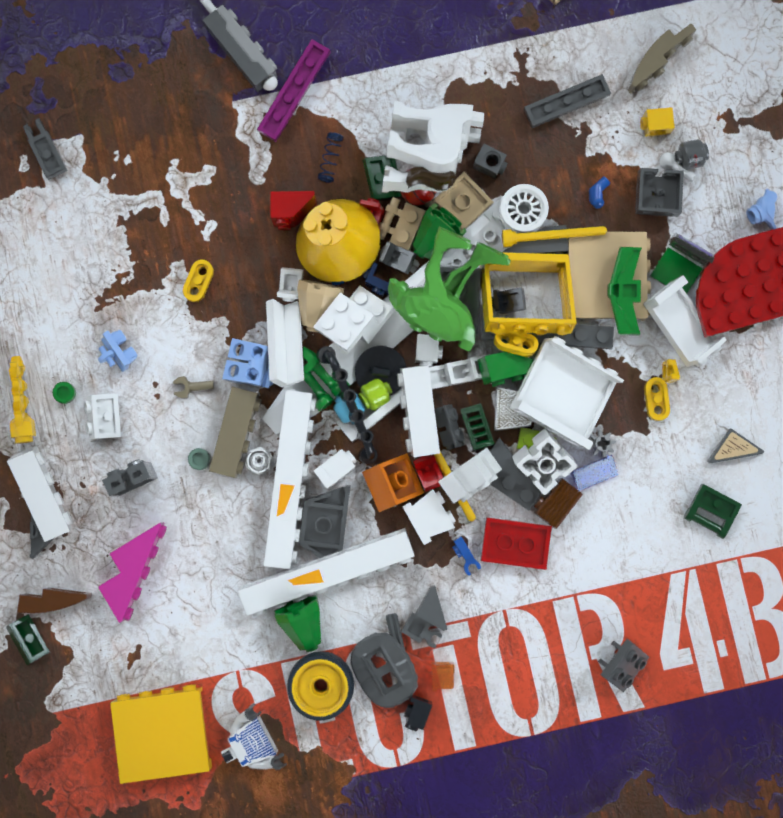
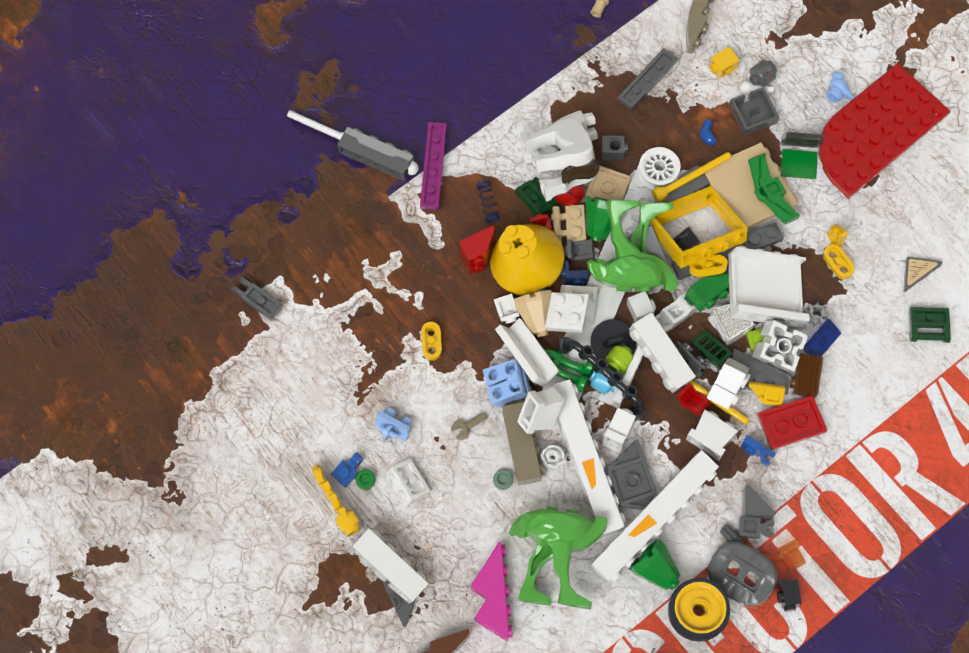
camera: 20 degrees left, 15 degrees down
(48, 375) = (346, 472): none -> blue plate
(131, 475) = (452, 519): dark grey piece -> none
(215, 548) = (556, 537): none -> bright green animal
(263, 413) = (540, 410): none -> white hips
(393, 482) = (668, 422): orange slope -> none
(508, 501) = (768, 393): none -> yellow tile
(624, 665) = (930, 473): dark grey plate -> none
(681, 325) = (825, 197): white panel -> none

